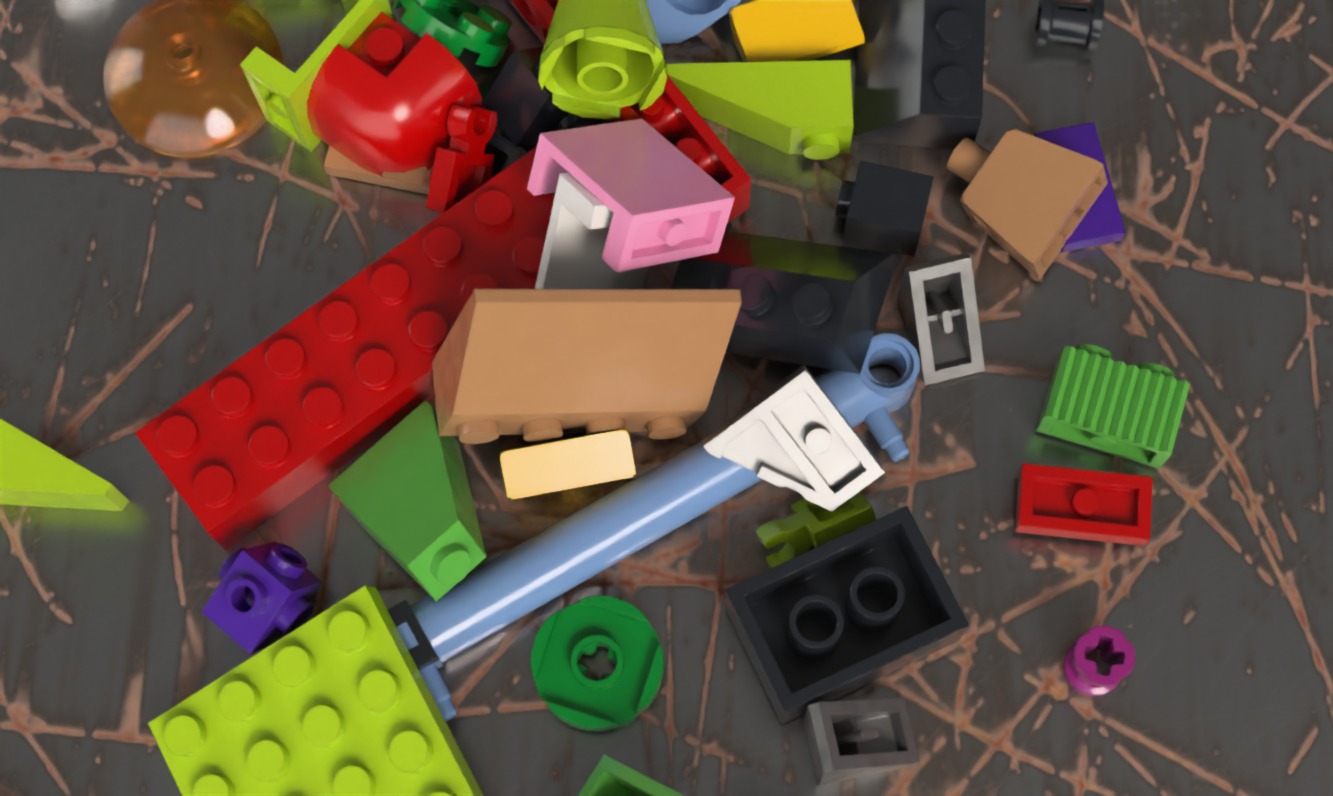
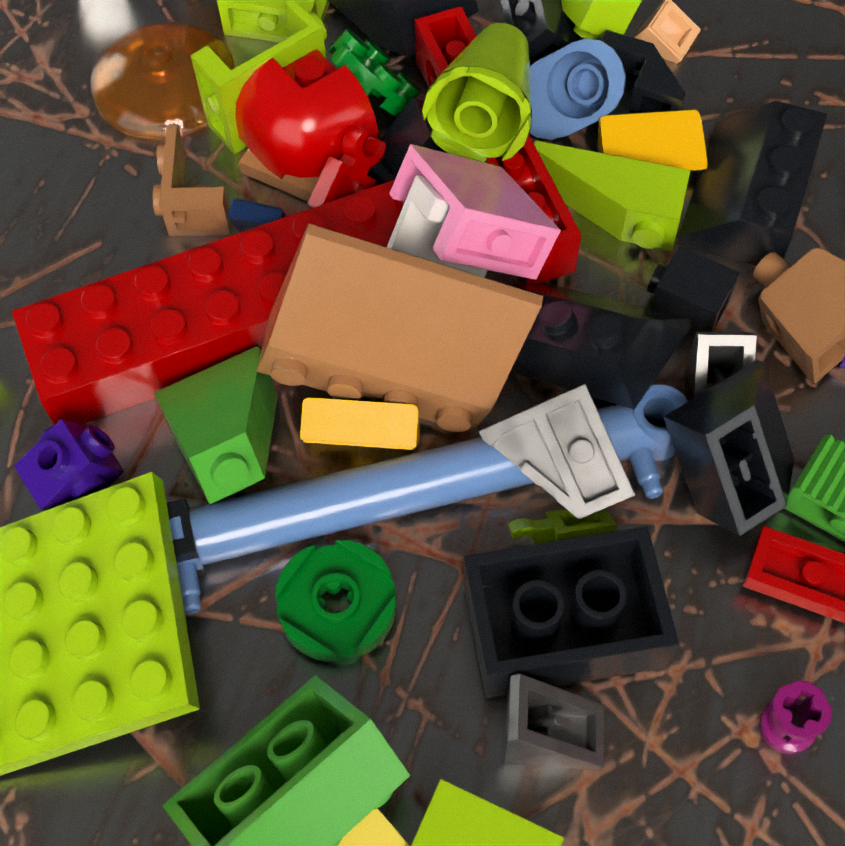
camera: 15 degrees right, 10 degrees down
(293, 243) = (186, 210): none -> medium nougat bracket
(372, 236) = (250, 214): none -> dark blue tile
(976, 390) = (734, 450): none -> black slope

